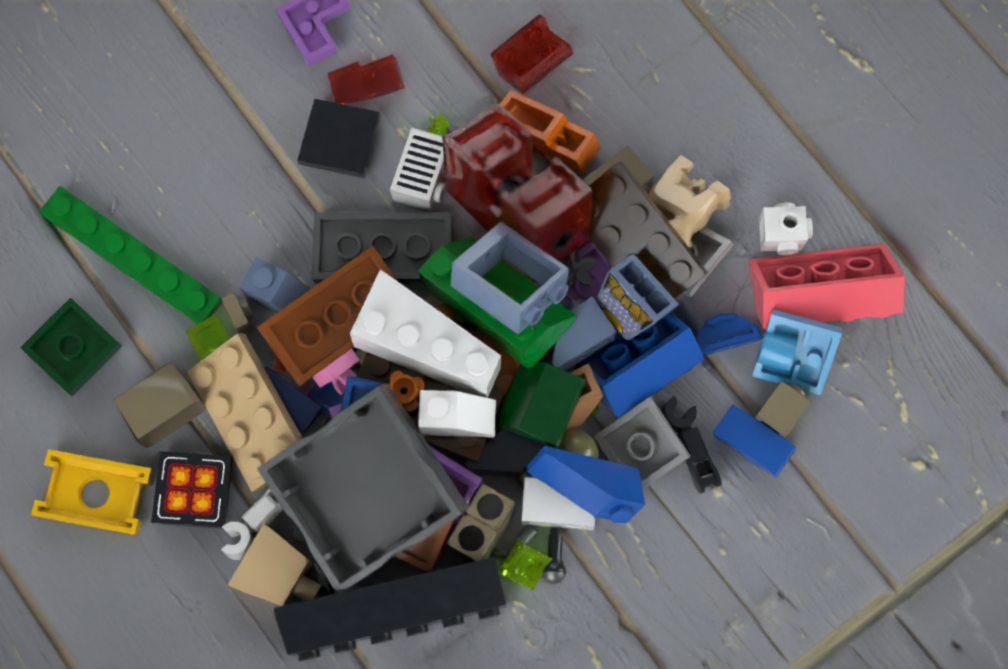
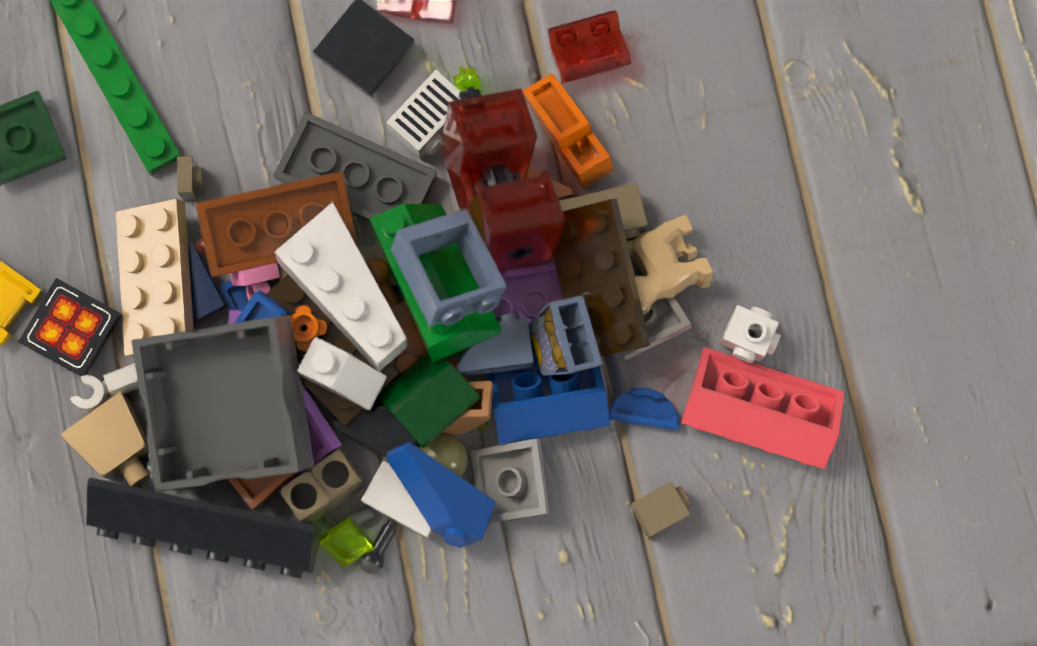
camera: 20 degrees right, 5 degrees up
(158, 405) = (74, 233): dark tan piece -> none
(207, 336) = (150, 187): clear neon green plate -> none
(271, 286) = (232, 166): sand blue slope -> none
(579, 268) = (529, 282): dark grey plant -> none
(694, 445) = (559, 502): black piece -> none
(754, 440) = (620, 525): blue slope -> none
(797, 351) = (701, 459): dark azure plate -> none

